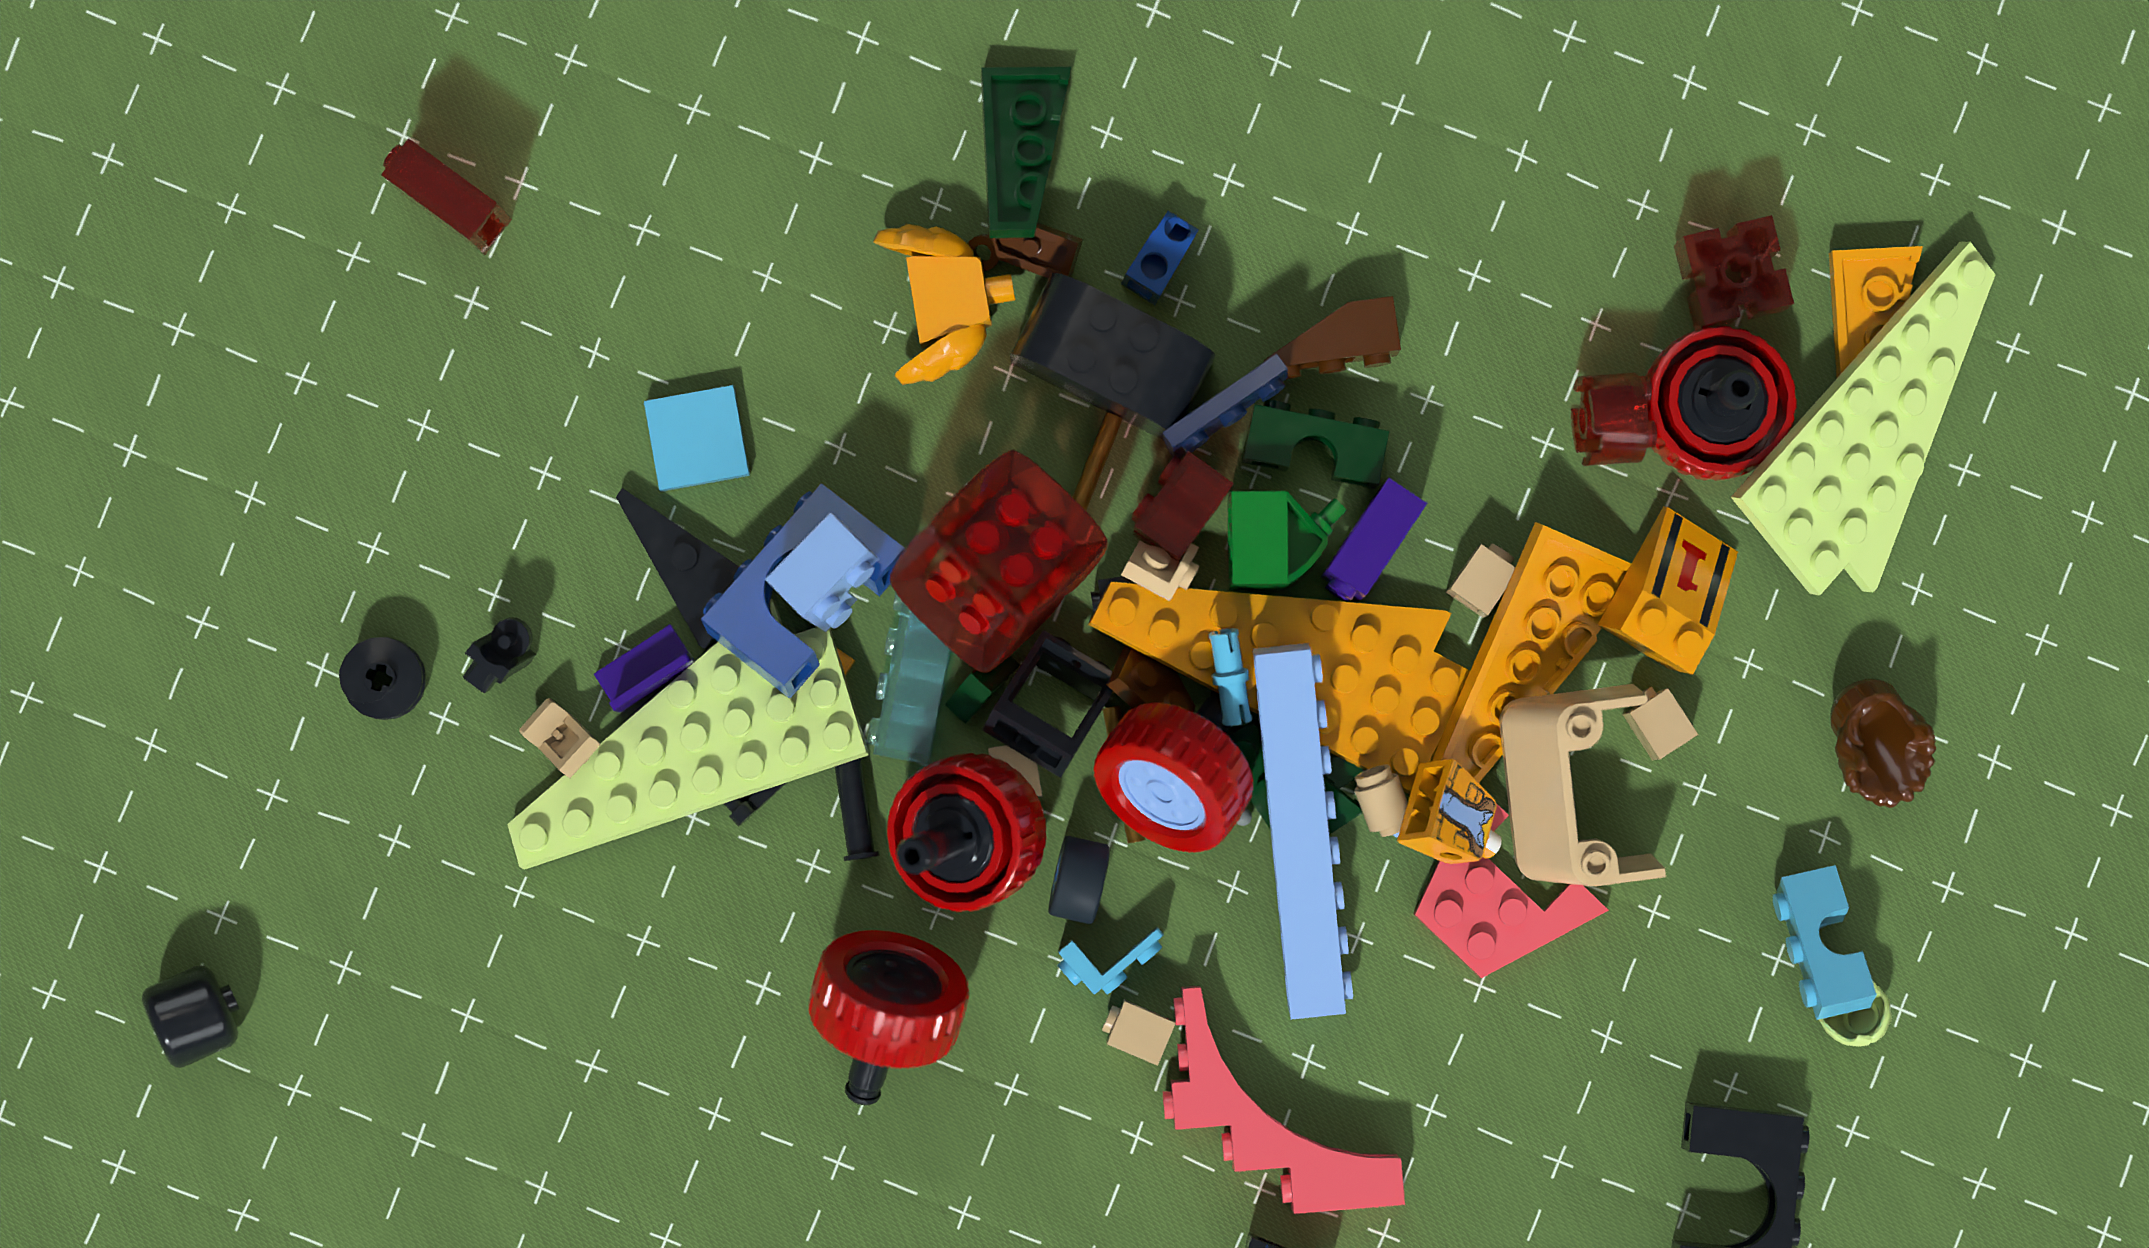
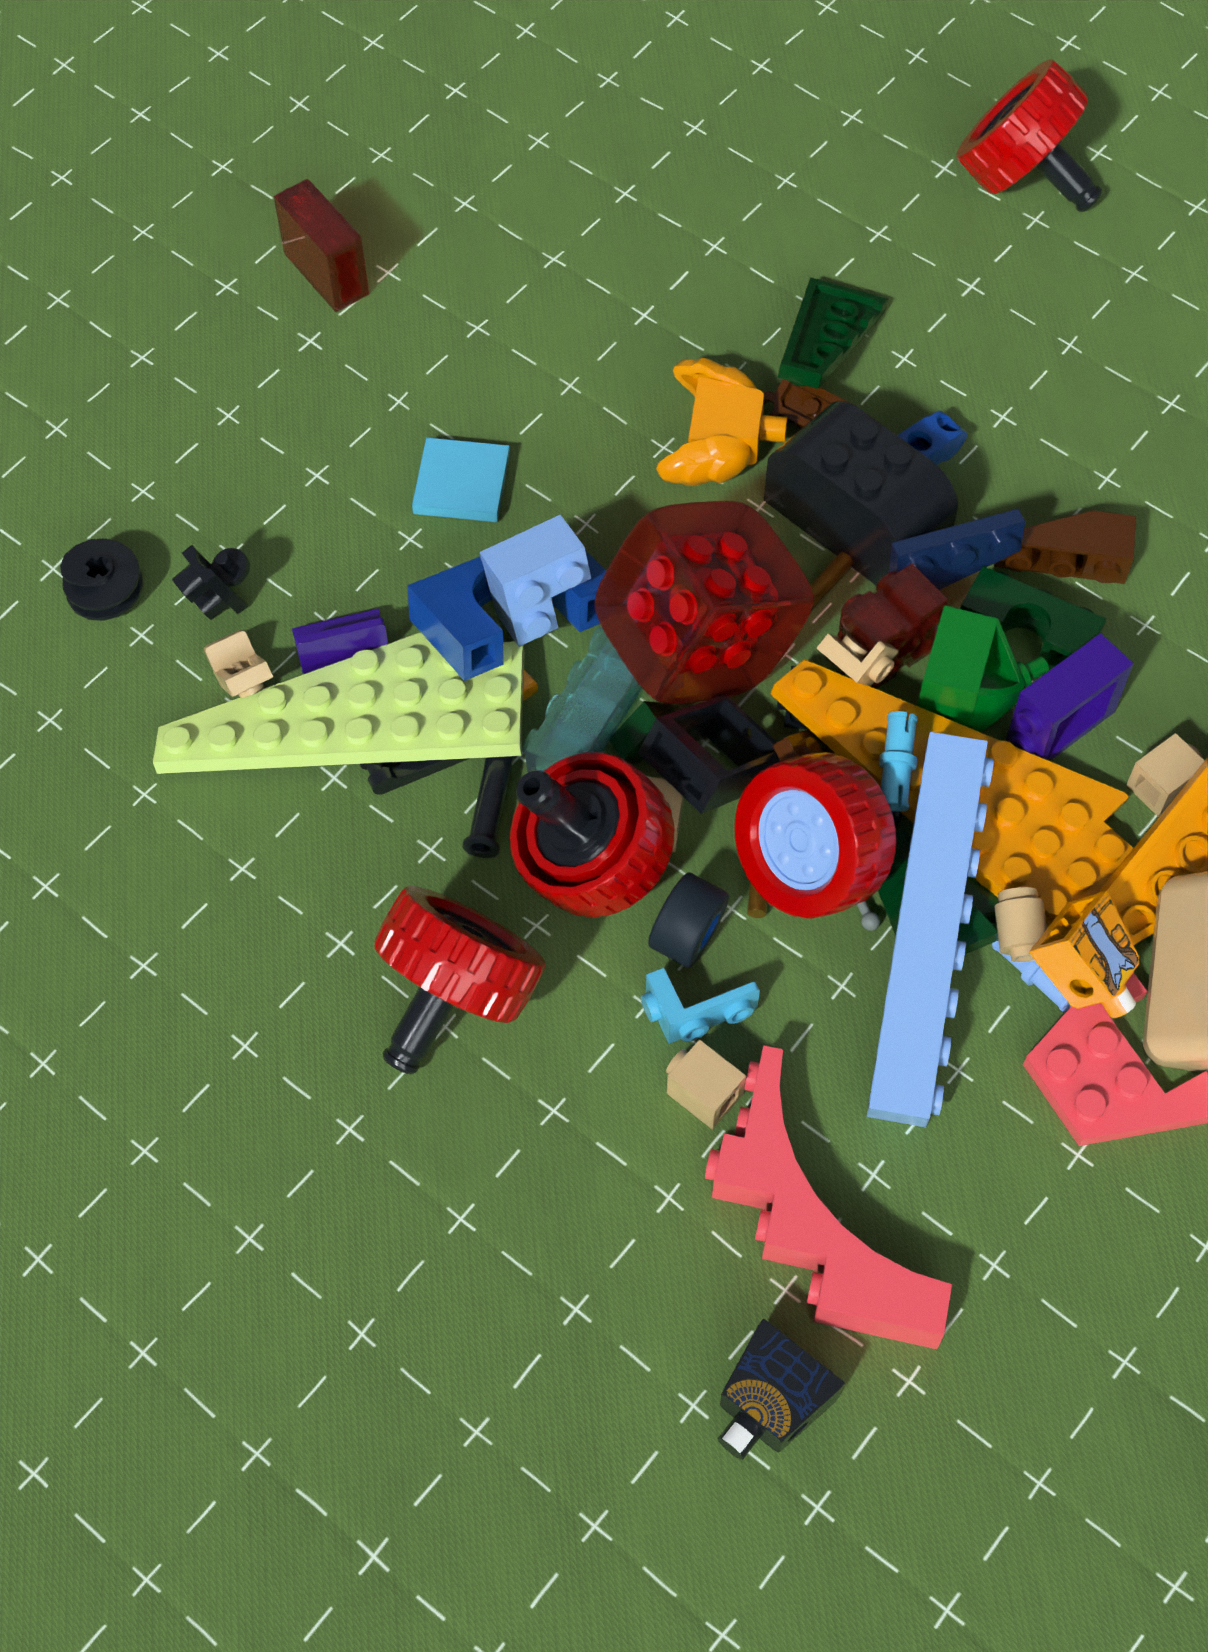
camera: 20 degrees right, 25 degrees down
(685, 563) = (404, 560): black wing -> none

